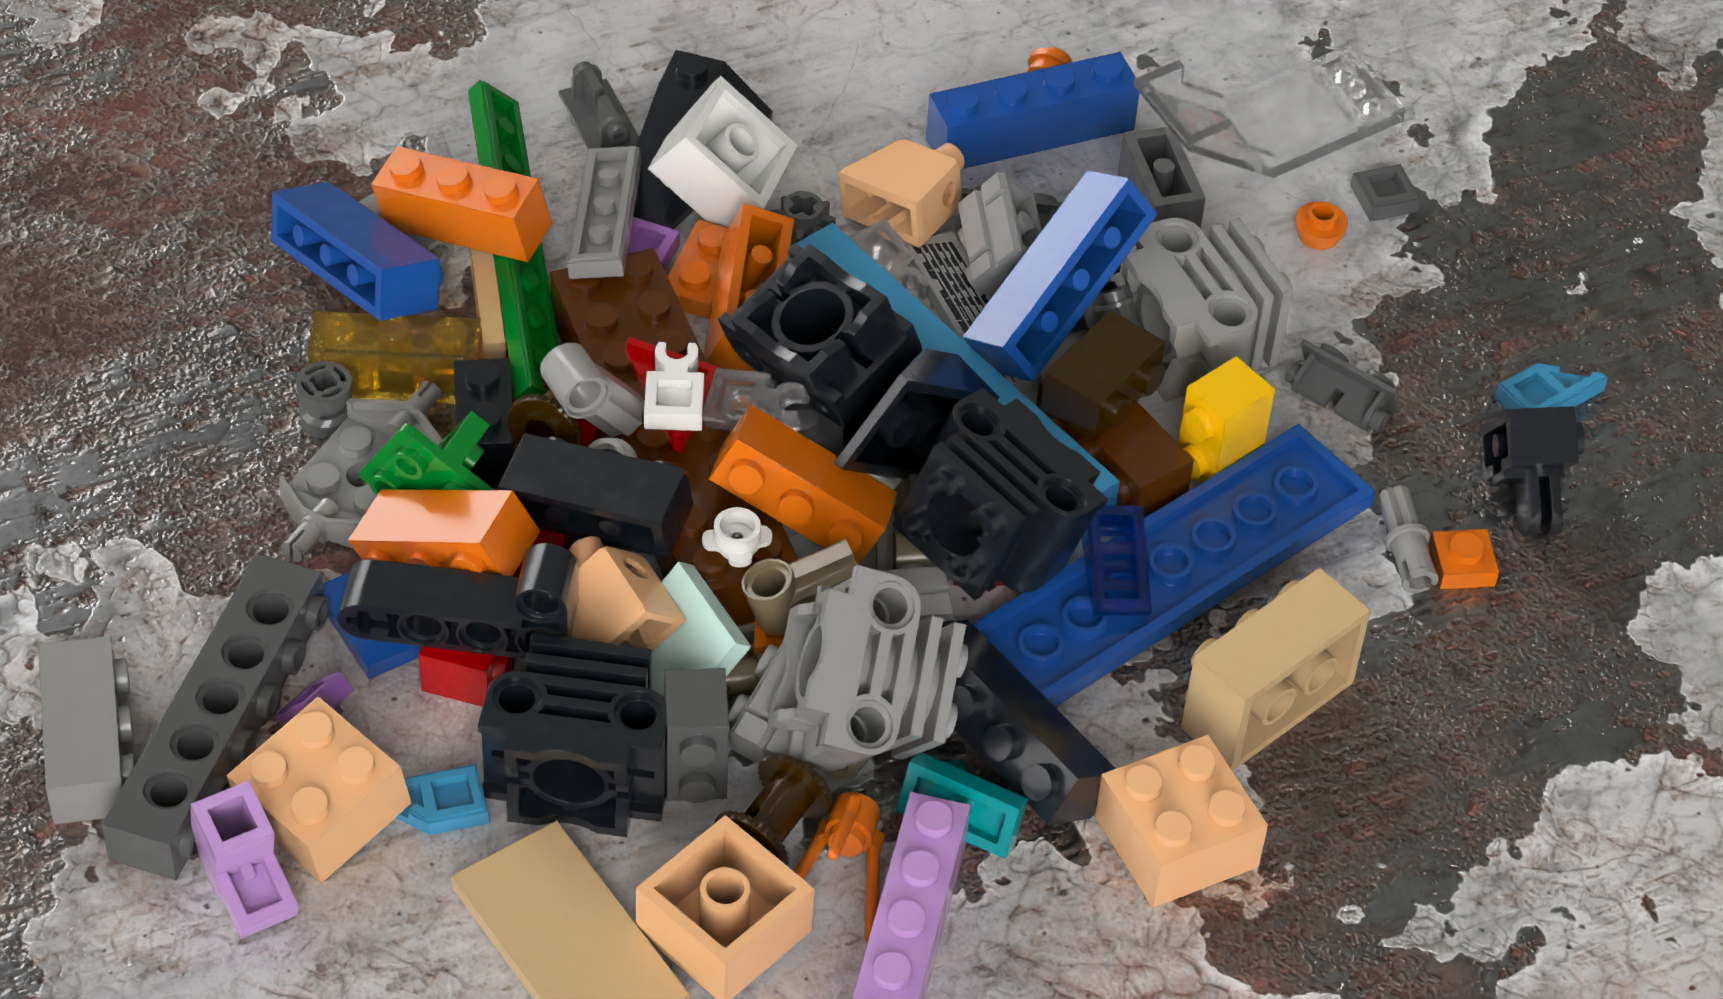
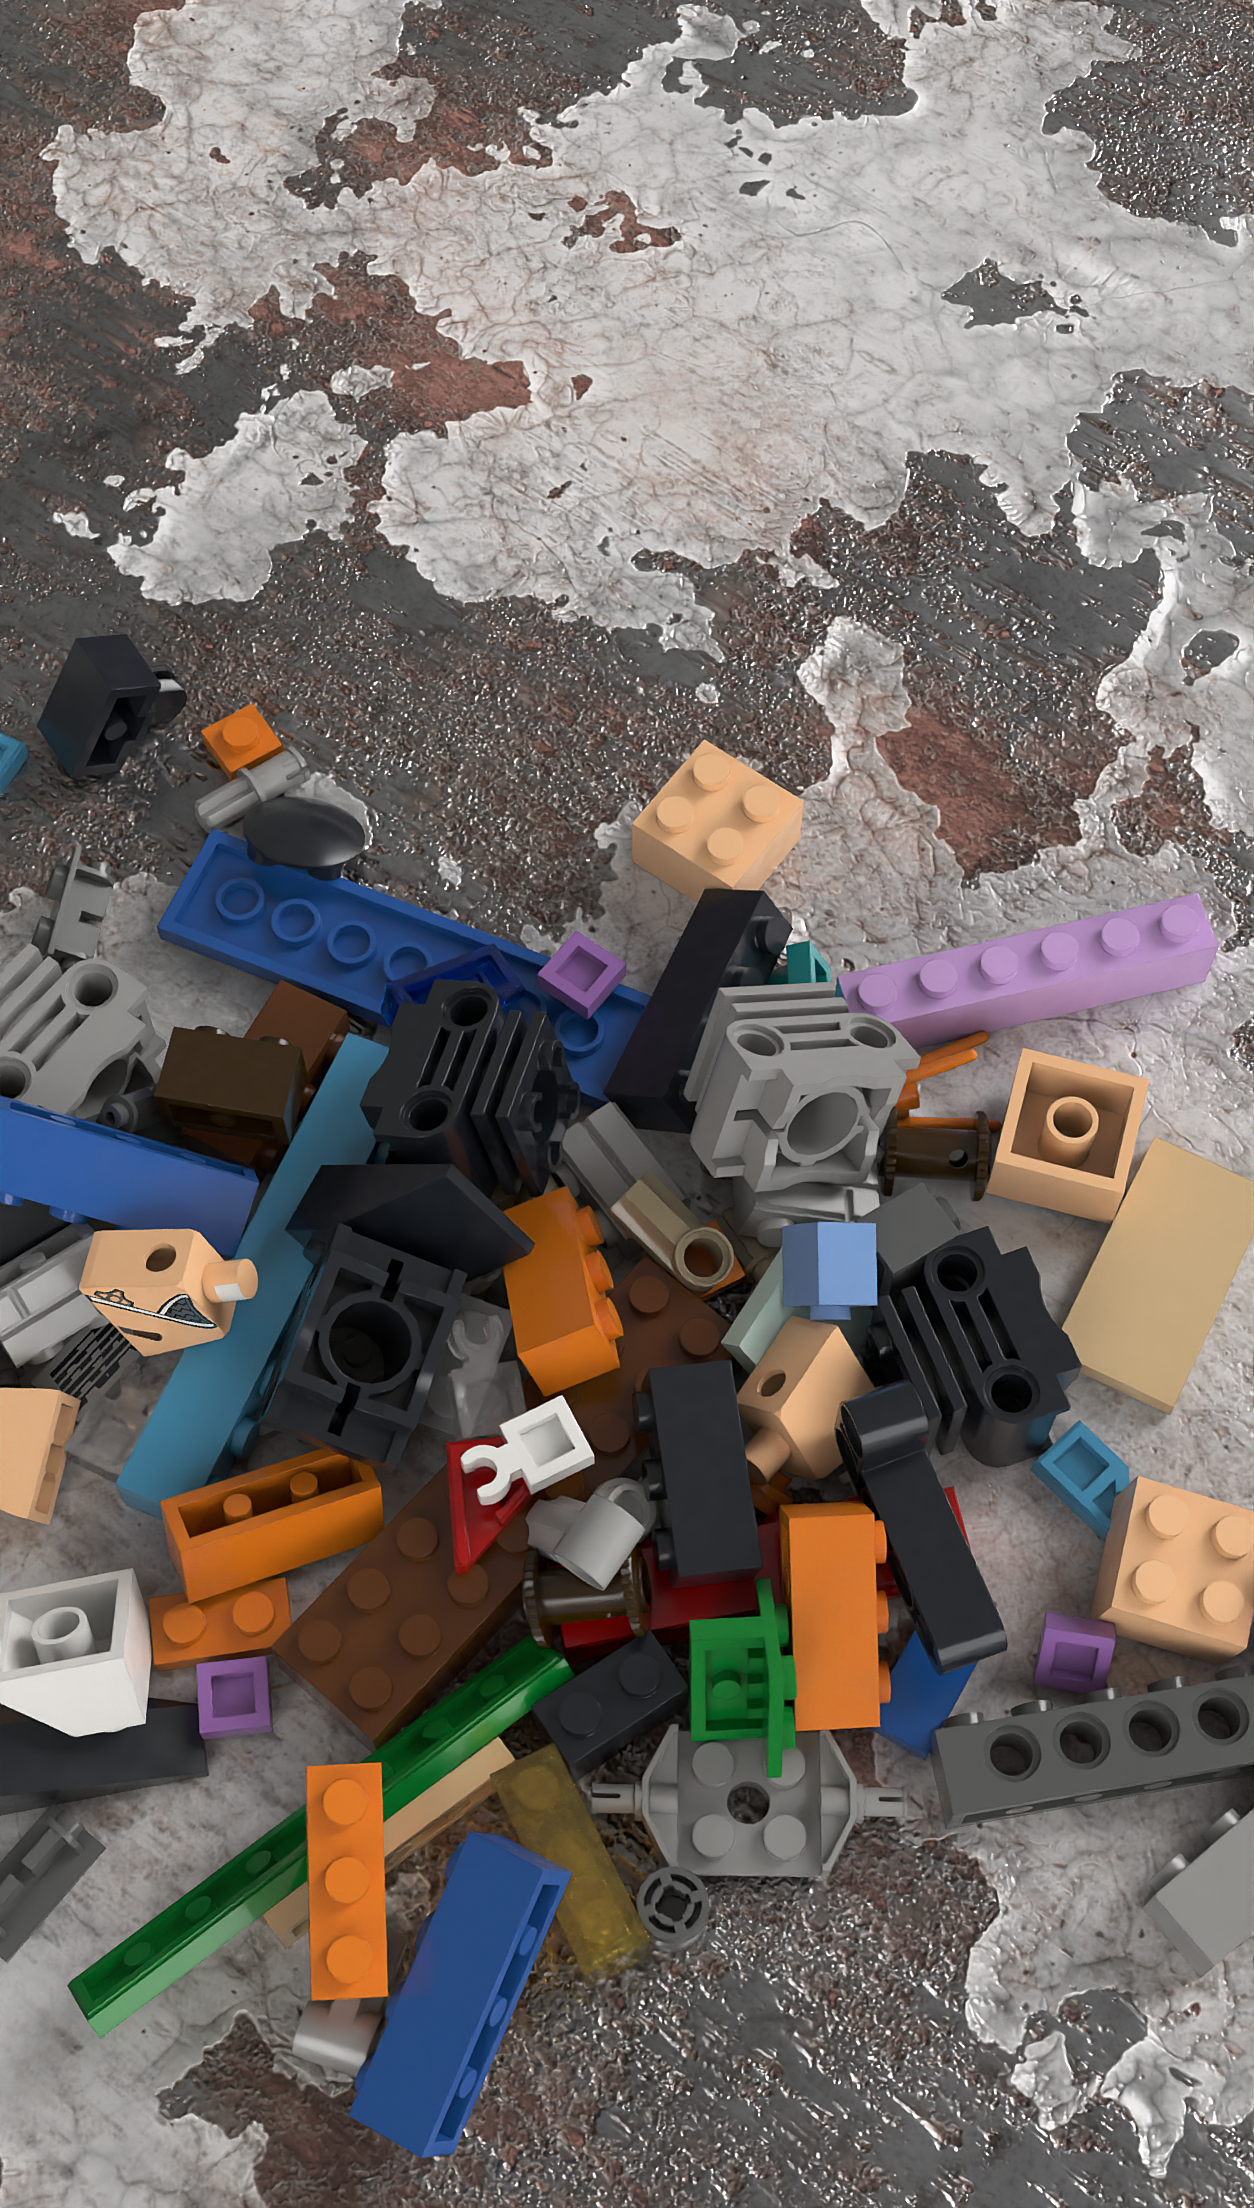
camera: 115 degrees left, 15 degrees up
(604, 213) = (241, 1733): light grey tile -> none
(698, 632) = (829, 1268): none -> medium blue brick
(737, 536) = (663, 1293): white plate -> none
(808, 212) = (104, 1523): dark grey gear -> none
(949, 284) = (165, 1287): none -> light nougat torso
(1082, 645) = (581, 974): none -> medium lavender plate
(1224, 417) = (215, 970): yellow brick -> none
(1275, 667) = (510, 808): tan brick -> none
(1339, 536) = (303, 835): none -> black dish

